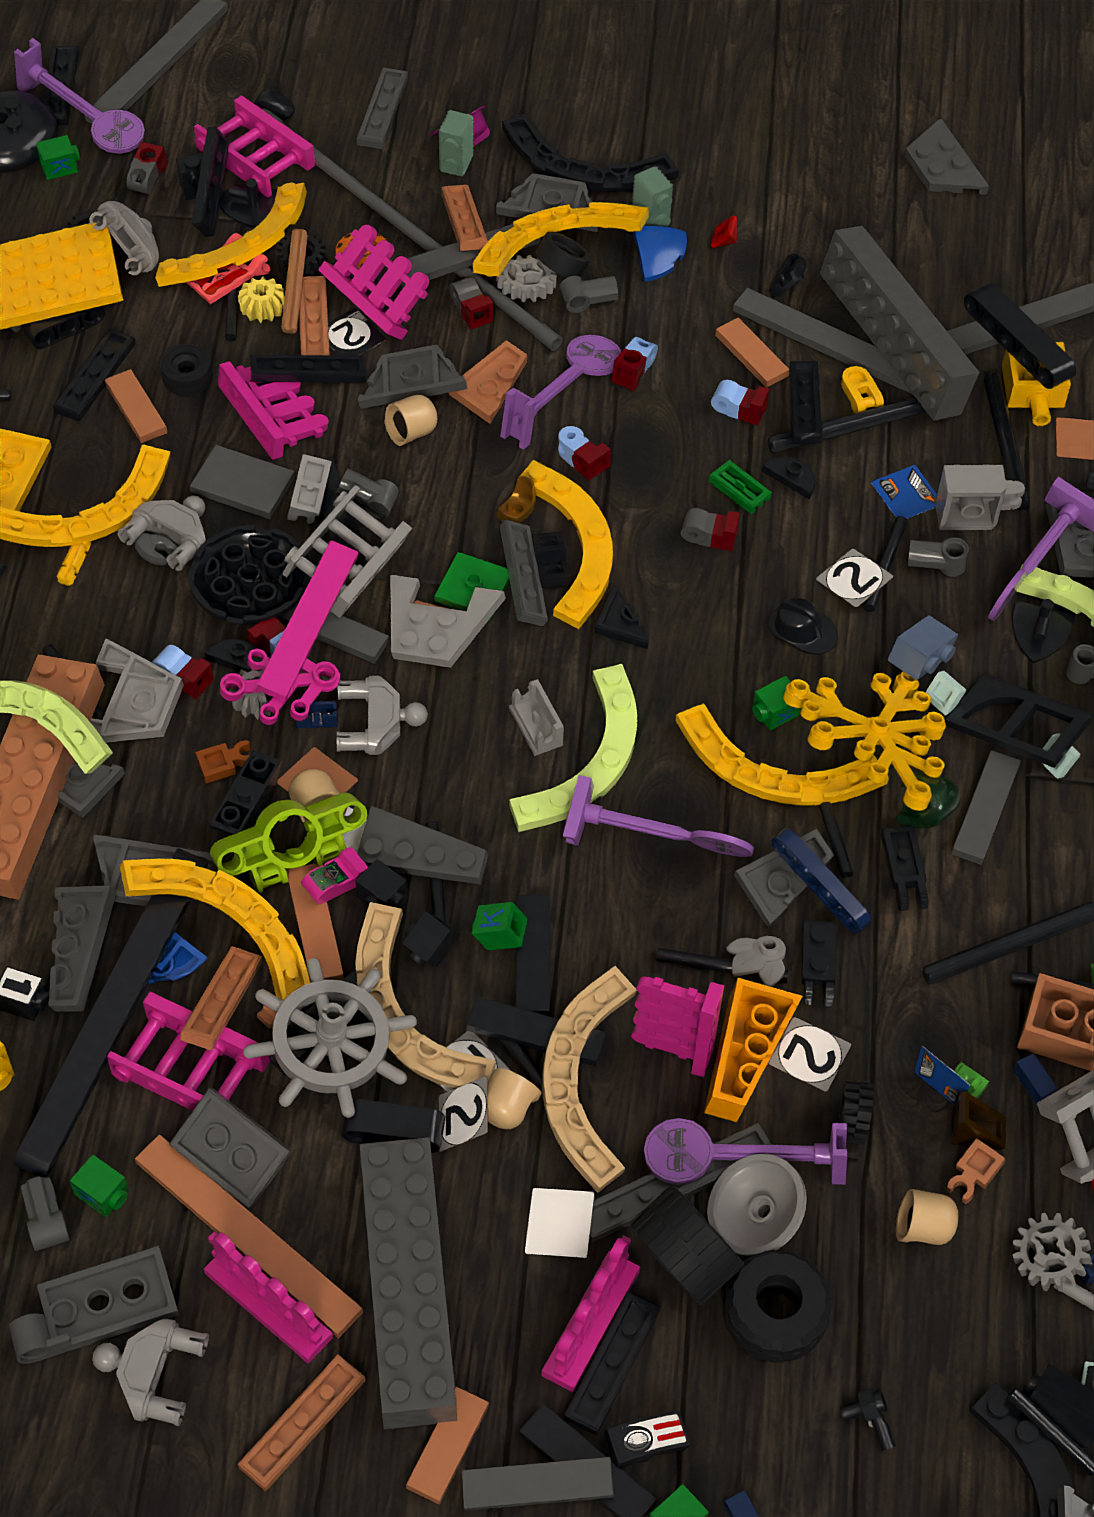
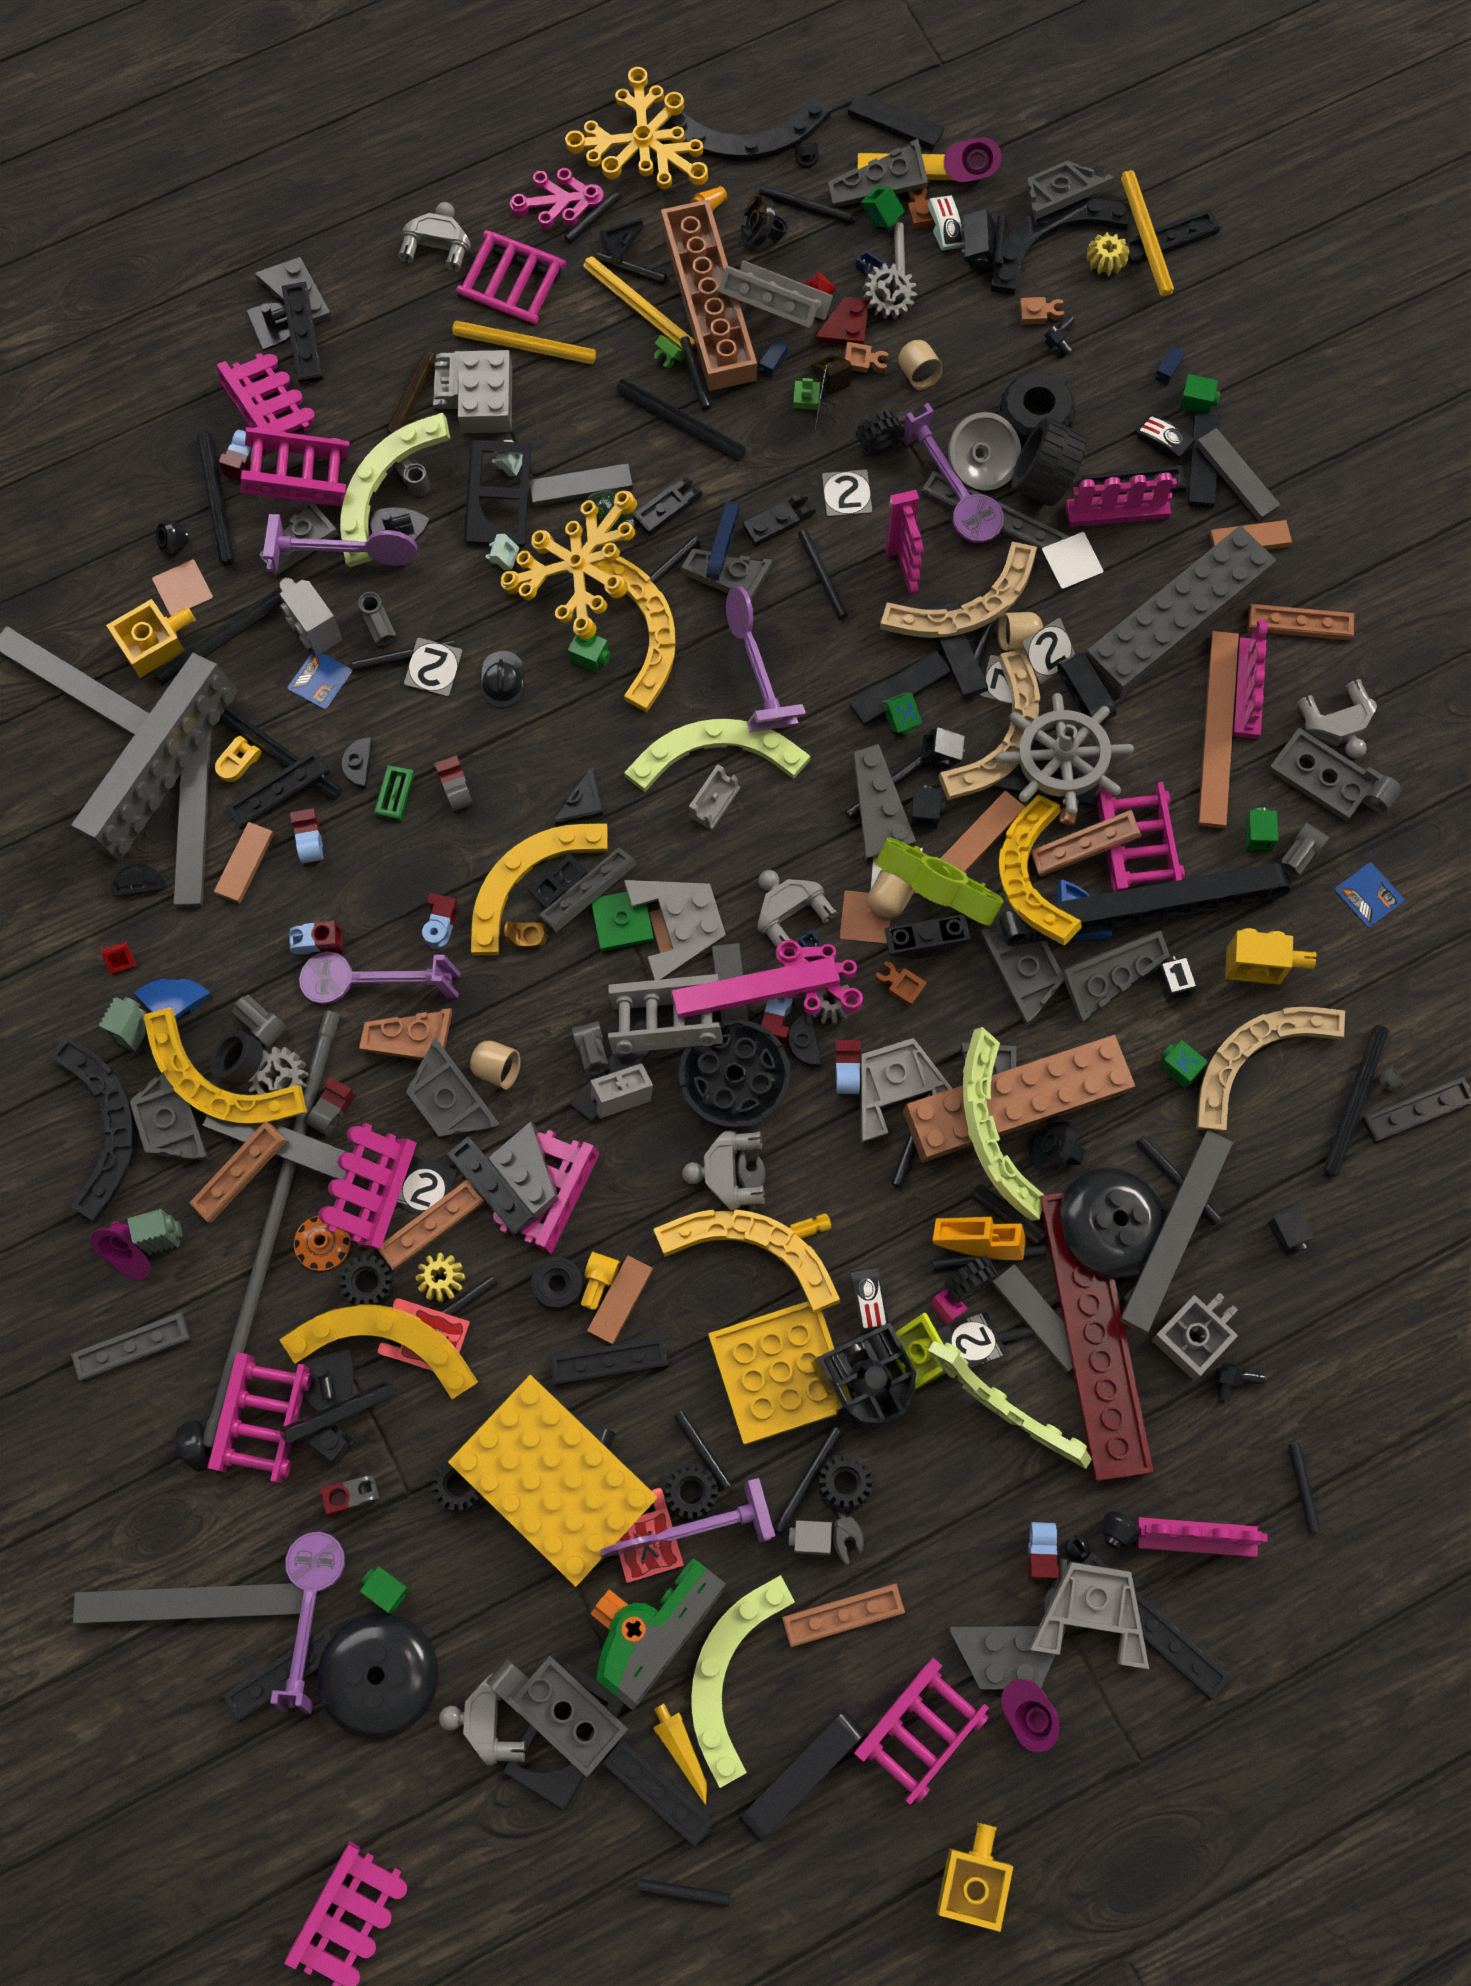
camera: 120 degrees left, 15 degrees up
(131, 233) = (446, 1431): light grey connector -> none
(166, 399) = (600, 1272): none -> yellow axle
(230, 1148) = (1179, 767): dark grey tile -> none
(242, 482) = (639, 1157): dark grey tile -> none
(294, 281) = (406, 1258): medium nougat axle -> none
(303, 391) = (525, 1169): none -> wing
(334, 876) = (943, 839): dark pink leg -> none
(749, 1036) = (864, 520): light orange wedge -> none
(760, 956) = (808, 551): light grey plate -> none
(923, 647) = (476, 580): sand blue brick -> none
(927, 1417) = (1036, 310): none -> nougat plate
(1020, 336) = (126, 651): black beam -> none
(1038, 1186) = (845, 323): none -> dark red wing

